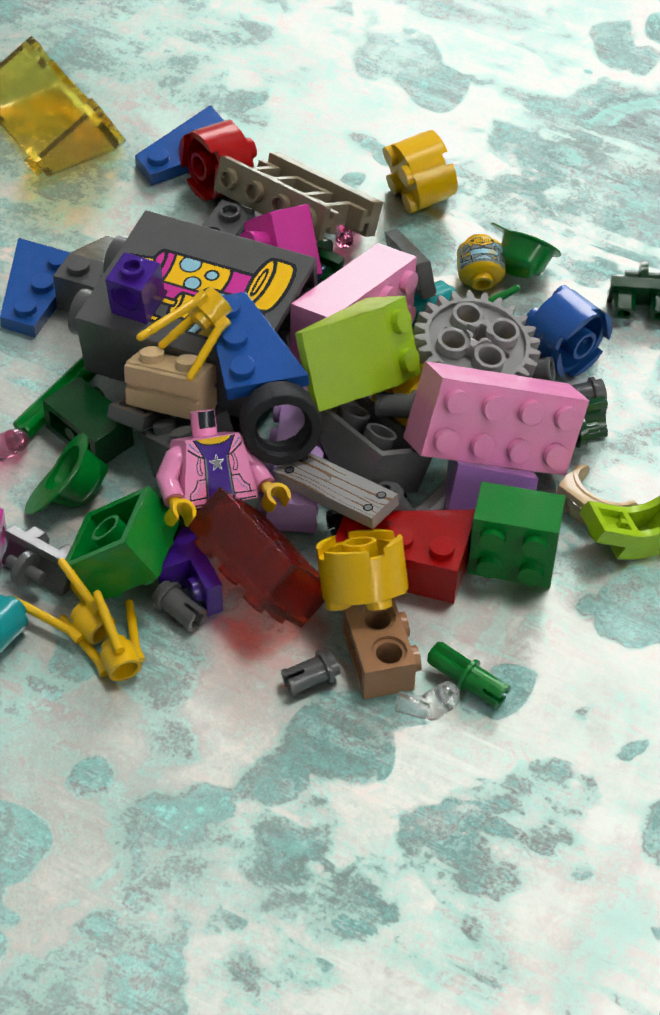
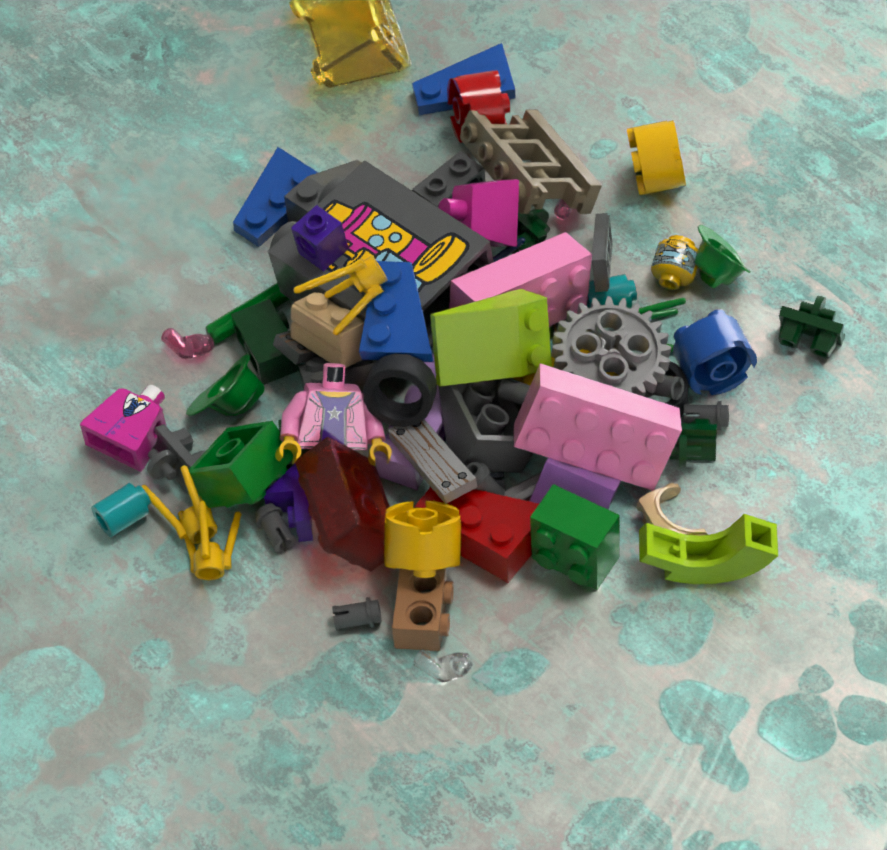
camera: 25 degrees right, 5 degrees up
(468, 674) = (486, 651): green axle -> none

